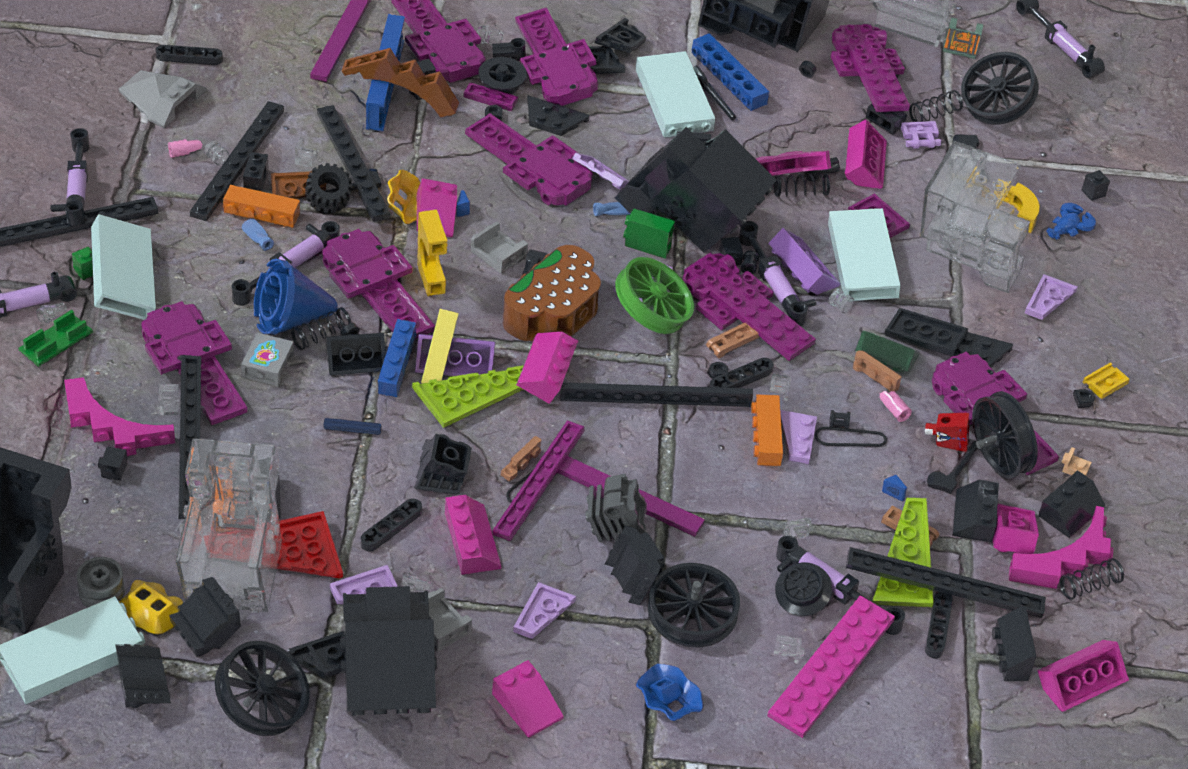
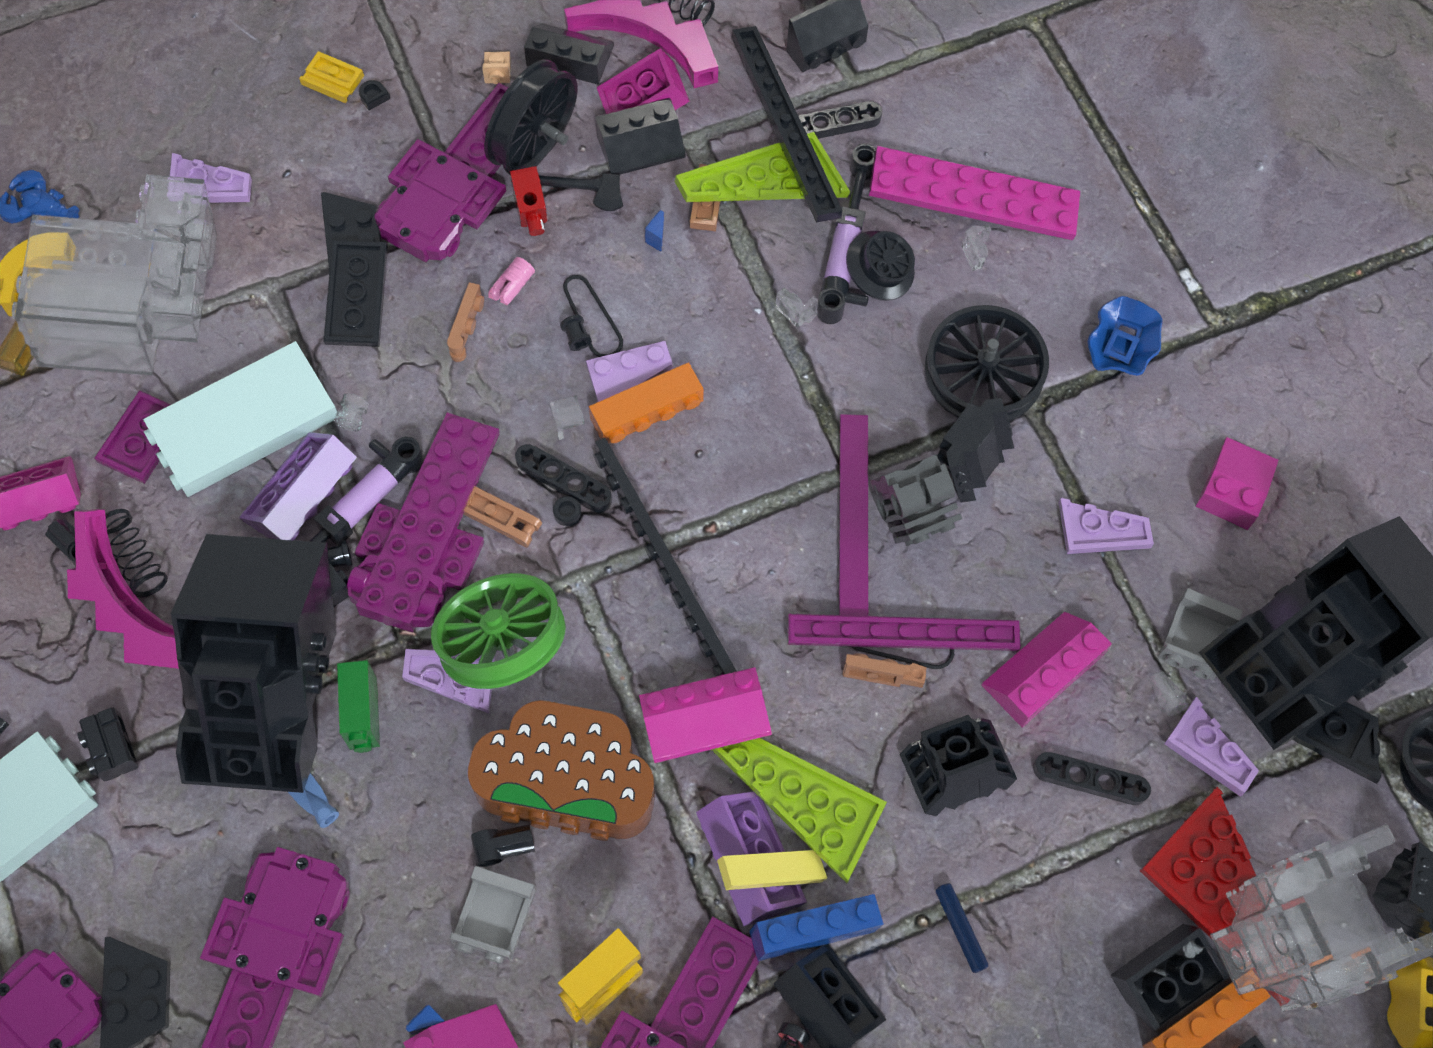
camera: 115 degrees left, 20 degrees up
(603, 171) = (239, 848): lavender wing -> none
(887, 351) = (418, 323): clear green slope -> none

